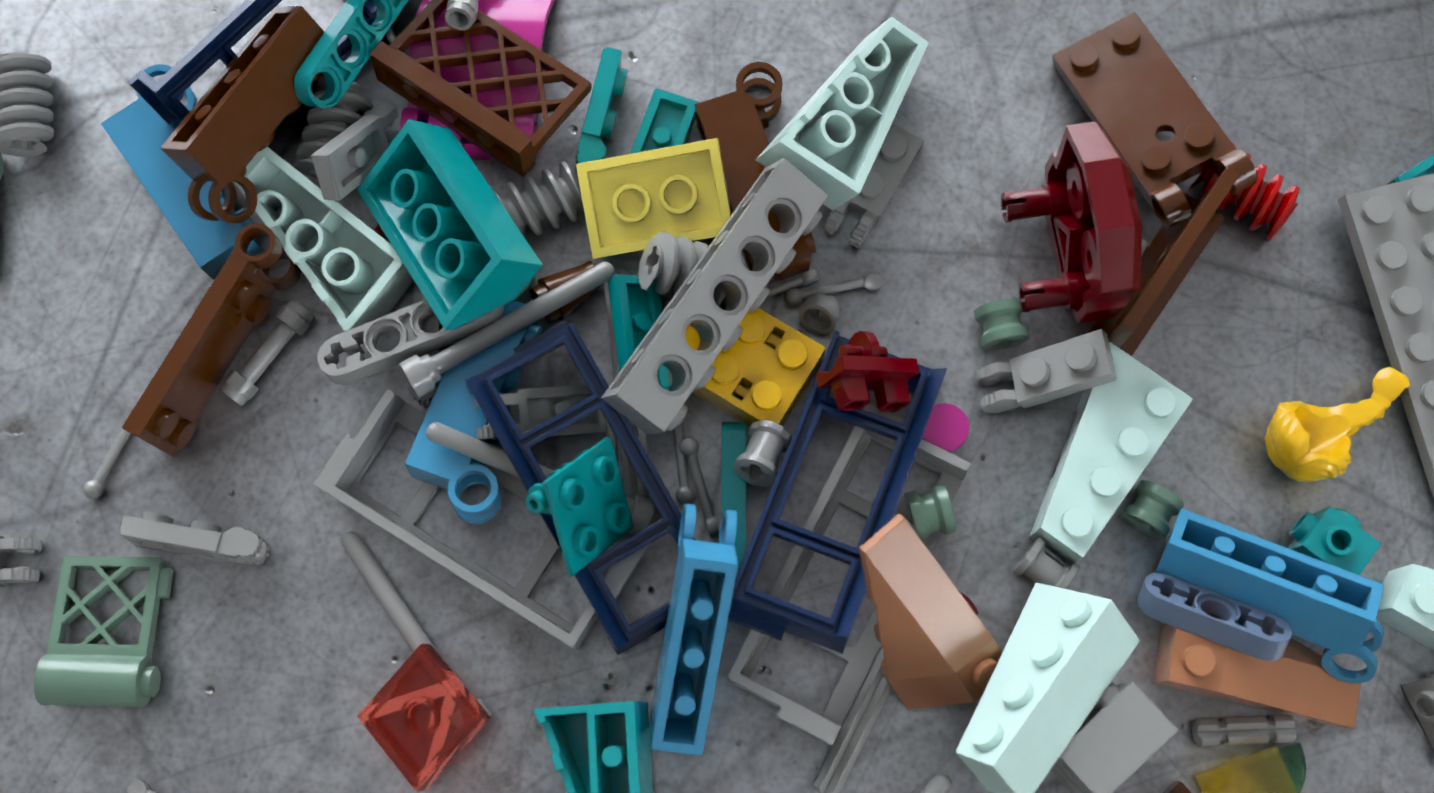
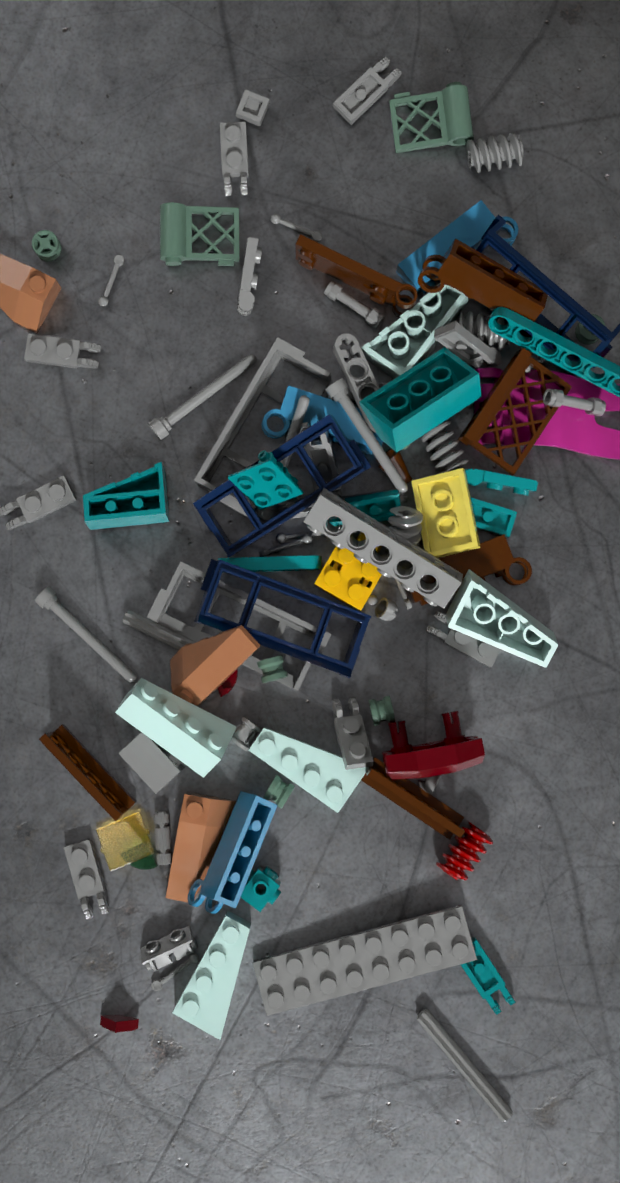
camera: 85 degrees right, 10 degrees up
(423, 717) = (158, 404): clear red tile -> none
(693, 636) = (199, 542): dark azure hinge -> none
(762, 453) = (300, 577): light grey bush -> none
(866, 367) = (340, 622): dark red hips -> none
(871, 280) = (407, 638): light grey hinge -> none
(947, 427) = (322, 679): dark pink tile -> none
(1133, 95) = (518, 789): reddish brown hinge -> none
(1241, 627) = (205, 835): sand blue beam -> none
(1316, 440) = (320, 883): yellow hair -> none

